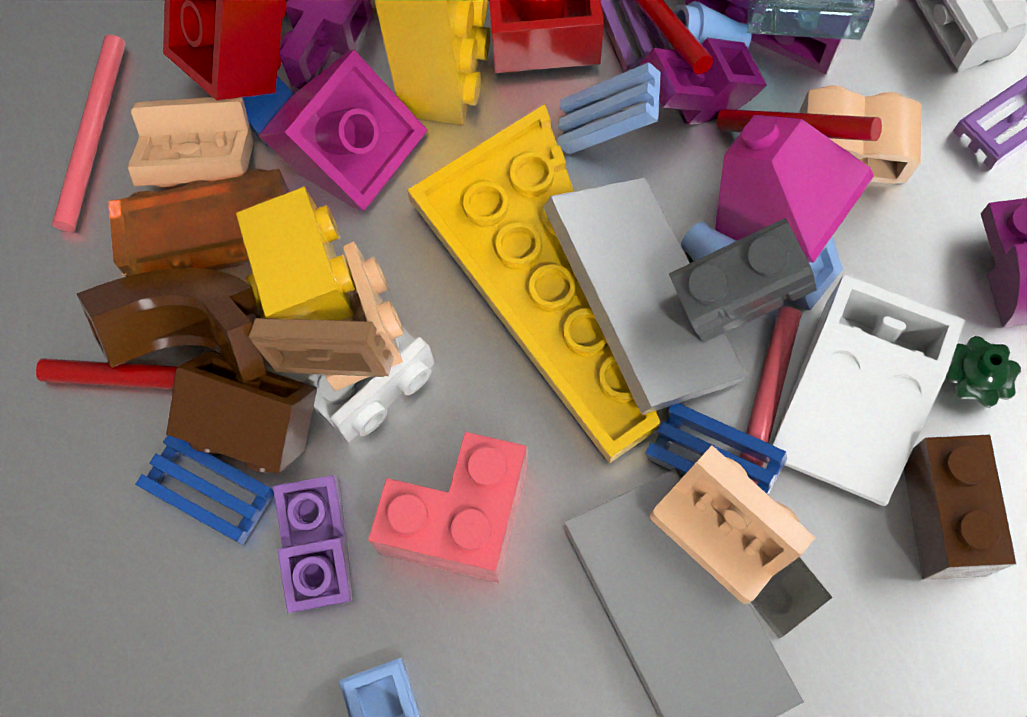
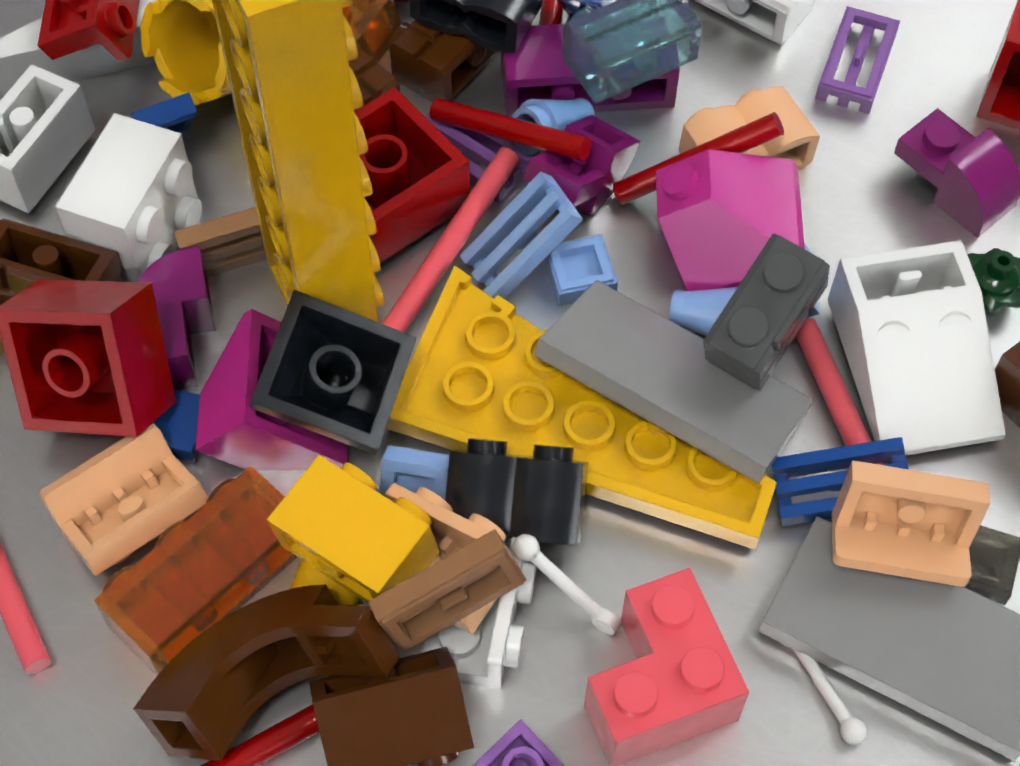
camera: 40 degrees left, 10 degrees down
(375, 133) = (333, 372): none -> black slope
(395, 250) = (414, 470): none -> light blue tile
(419, 352) = (527, 549): none -> white hinge
(451, 307) = (518, 492): none -> black brick
(555, 86) = (452, 240): none -> coral bar
(576, 649) = (852, 729): none -> white hinge
(647, 157) = (577, 265): none -> light blue tile

